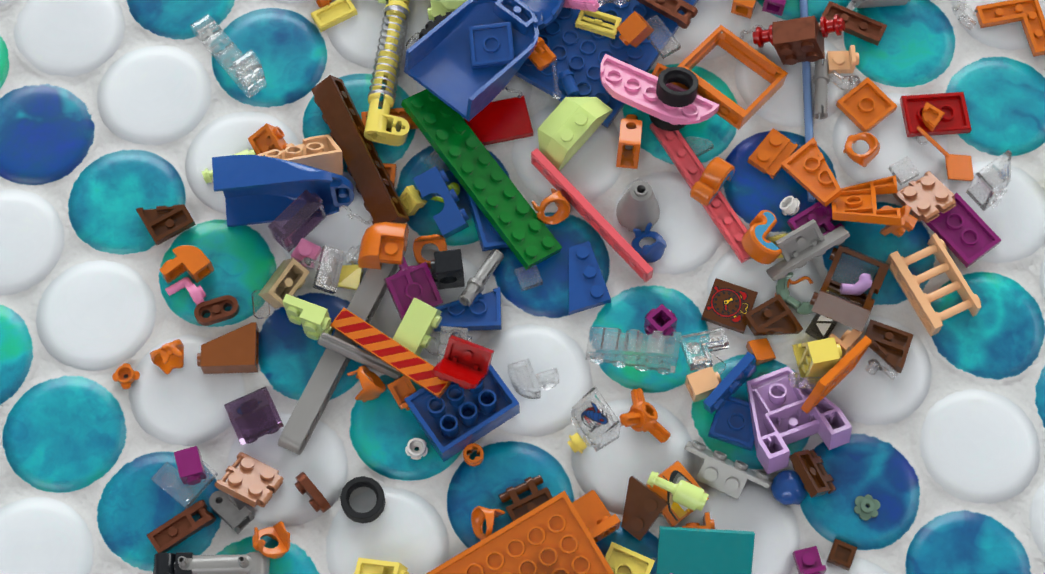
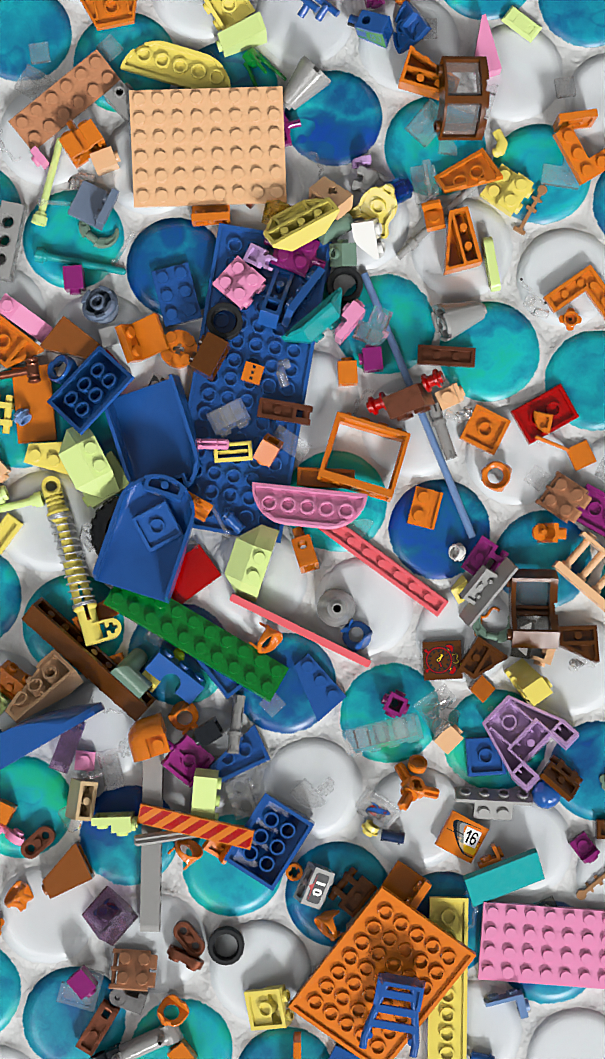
camera: 20 degrees left, 20 degrees up
(326, 476) = (188, 938): none -> copper plate
(350, 277) = (130, 767): light yellow slope -> none
(397, 181) = (128, 672): none -> sand green brick
(412, 444) = (243, 886): white plate -> none
(464, 363) = (259, 819): red bracket -> none
(489, 474) = (314, 885): none -> light grey brick
(598, 461) = (393, 836): none -> dark blue pin
(641, 508) = (441, 861): reddish brown wing -> none
(658, 397) = (417, 764): none -> orange tile
(677, 75) = (327, 510): black tyre -> none
(682, 492) = (469, 839): yellowish green piece -> none
(712, 180) = (387, 560): orange animal -> none
(731, 383) = (472, 735): blue wing -> none
(754, 239) = (441, 595): orange animal -> none
(803, 382) = (529, 709): clear arm -> none
(812, 173) = (466, 517): orange wing -> none
(836, 374) = (550, 703): orange tile -> none
(859, 203) = (510, 530): orange wing -> none
(859, 287) = (539, 607): lavender arm -> none
(998, 34) = (570, 314): none -> orange plate

